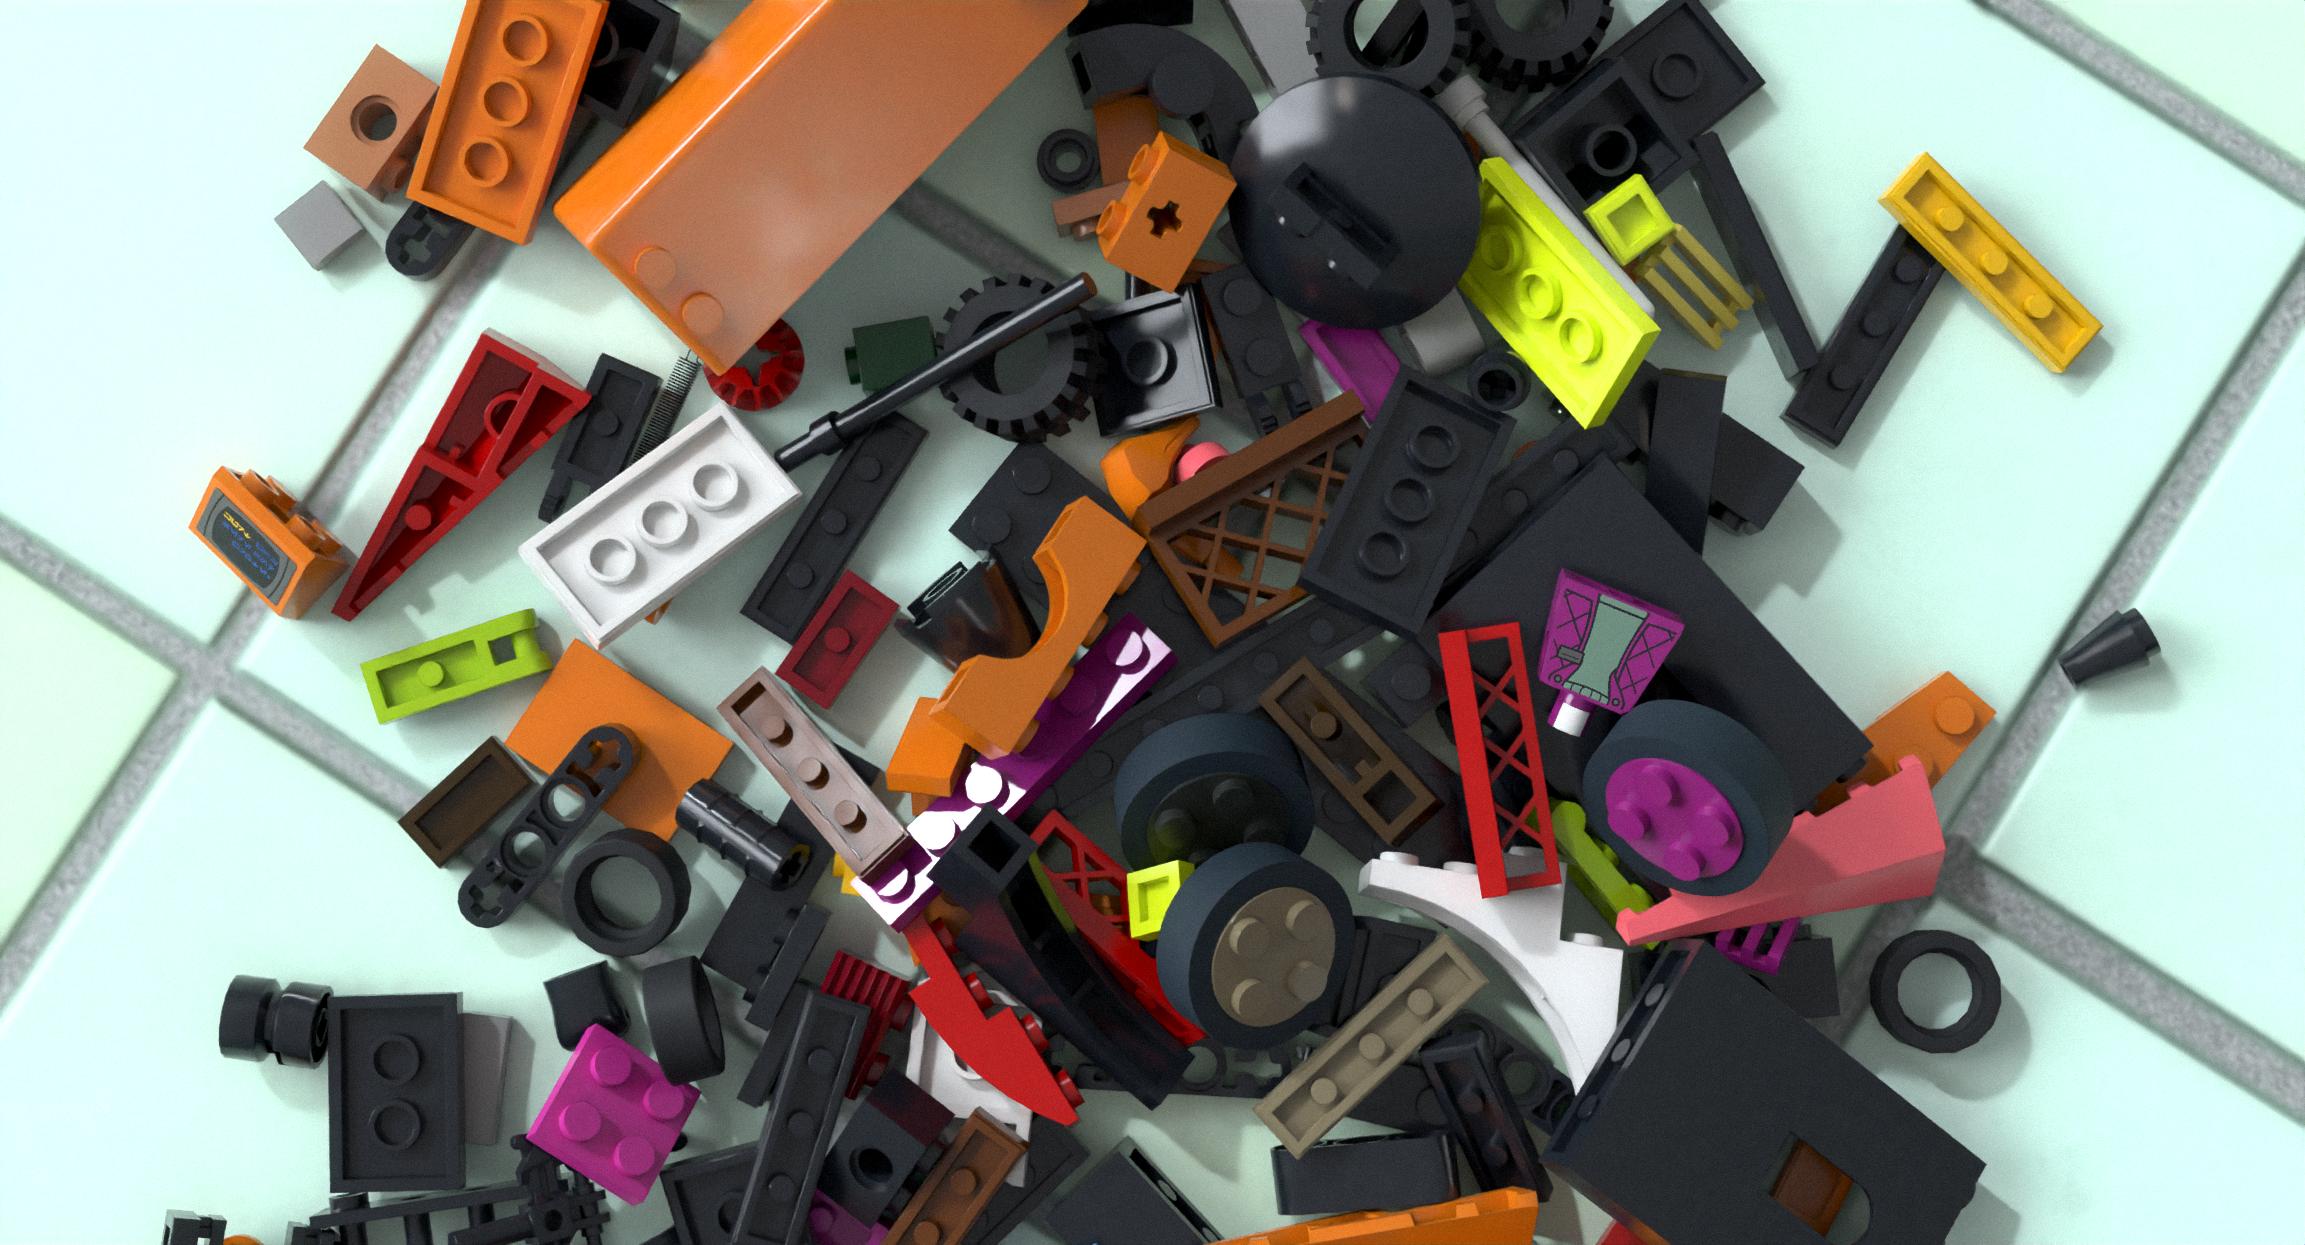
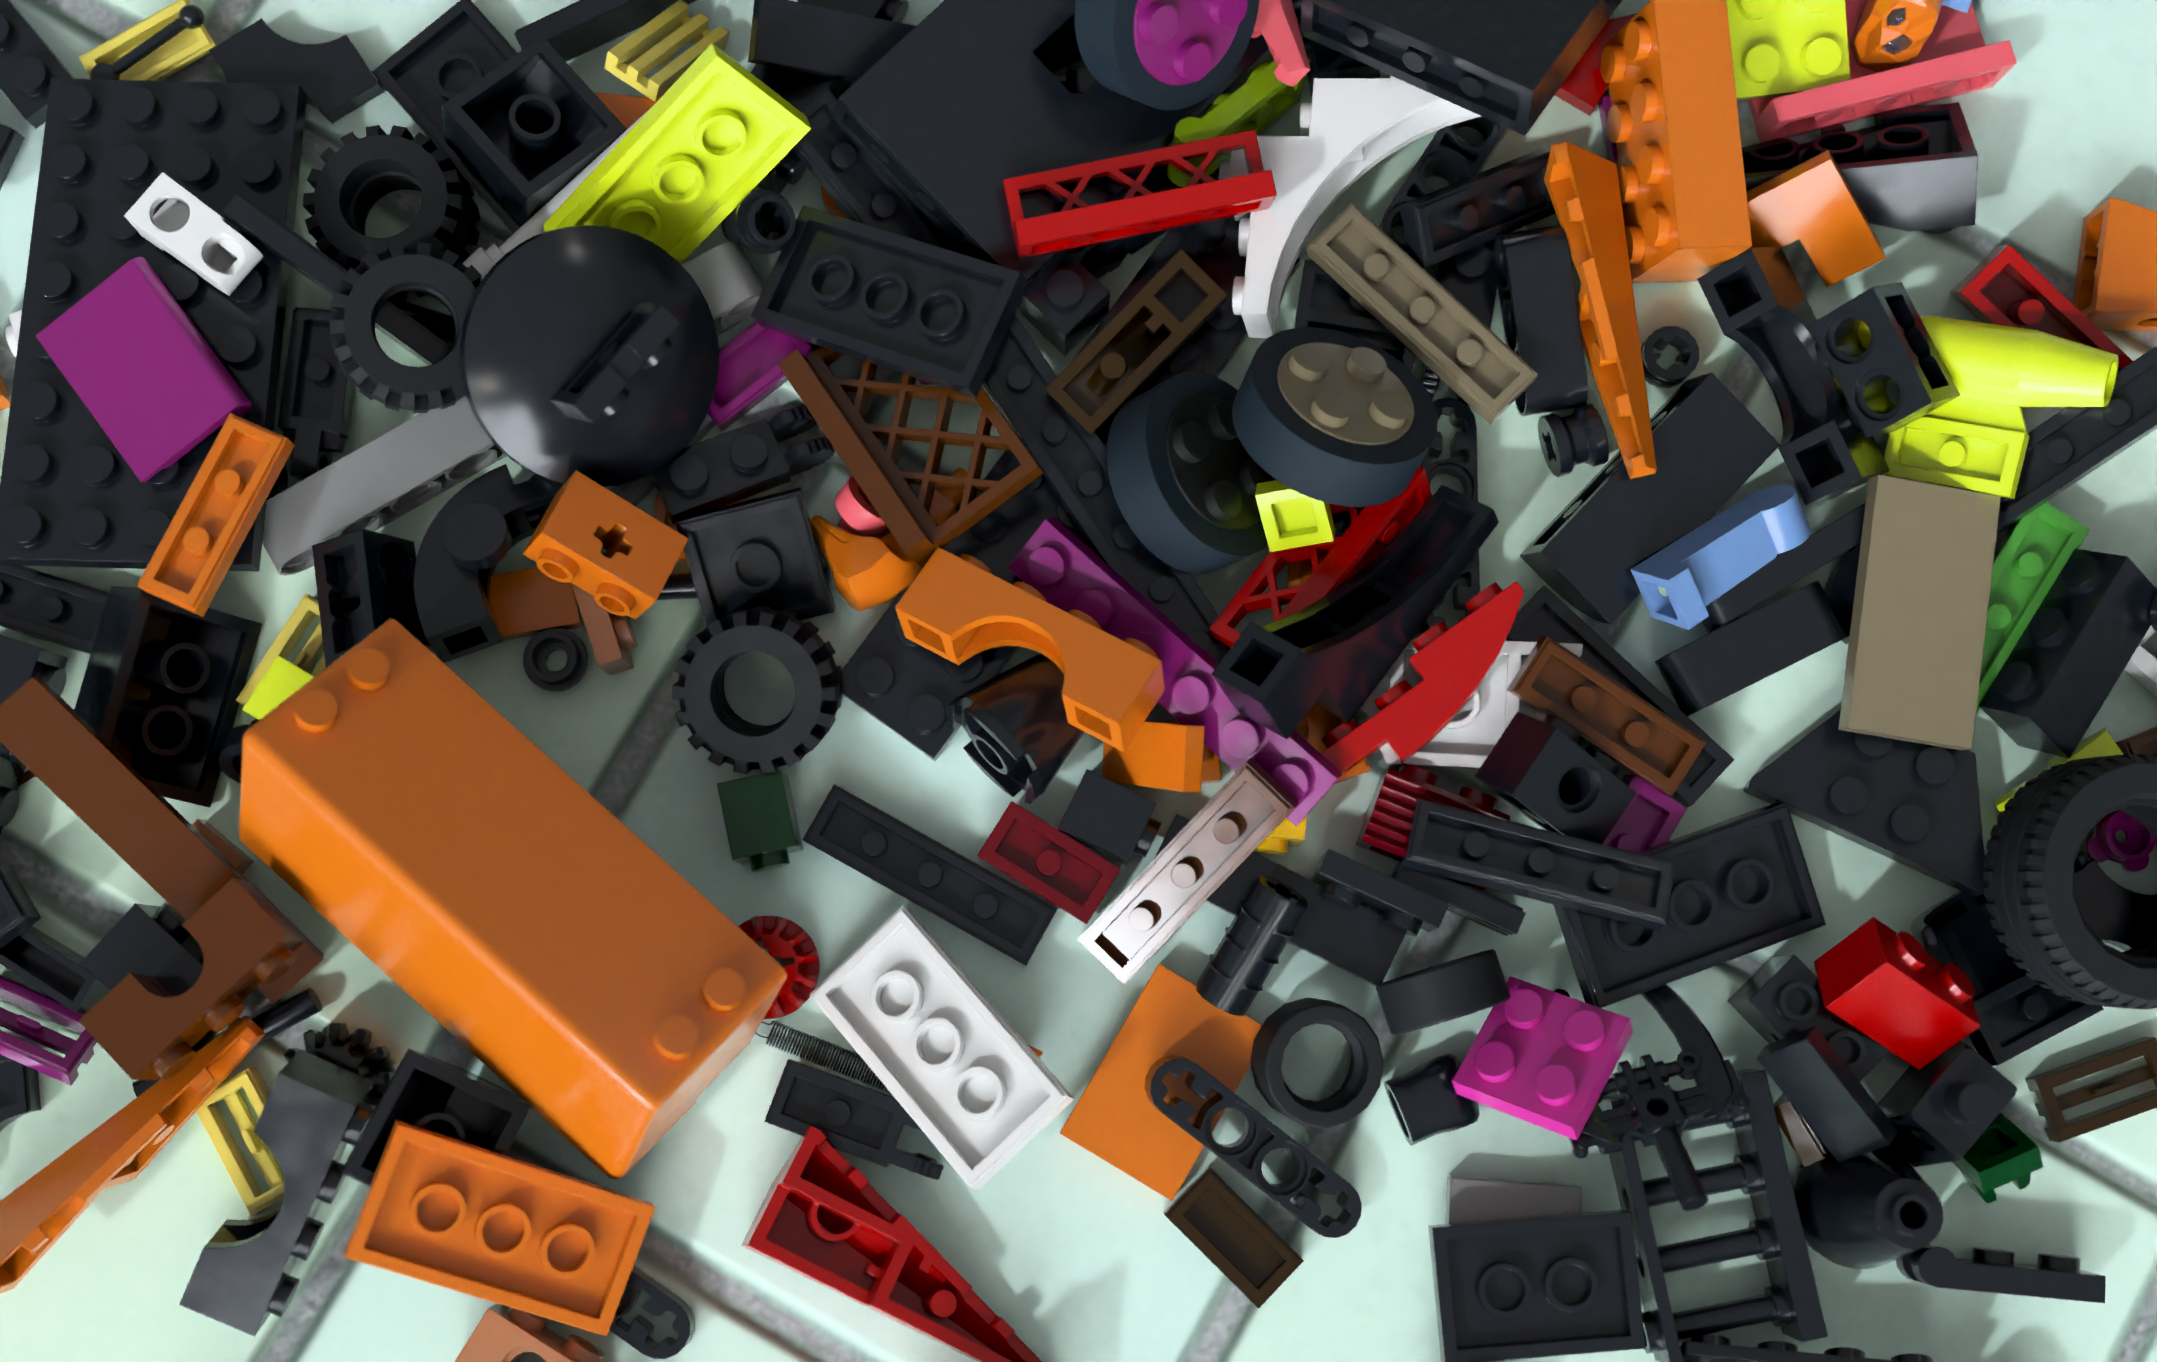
camera: 95 degrees left, 5 degrees down
(454, 667) = (1096, 1259): lime plate -> none
(837, 429) = (837, 875): black bar -> none
(876, 702) = (1110, 819): none -> black brick
(1241, 1197) = (1573, 439): none -> black wheel
(1601, 649) = (1027, 98): torso -> none
(1629, 220) = (603, 98): neon yellow tile -> none

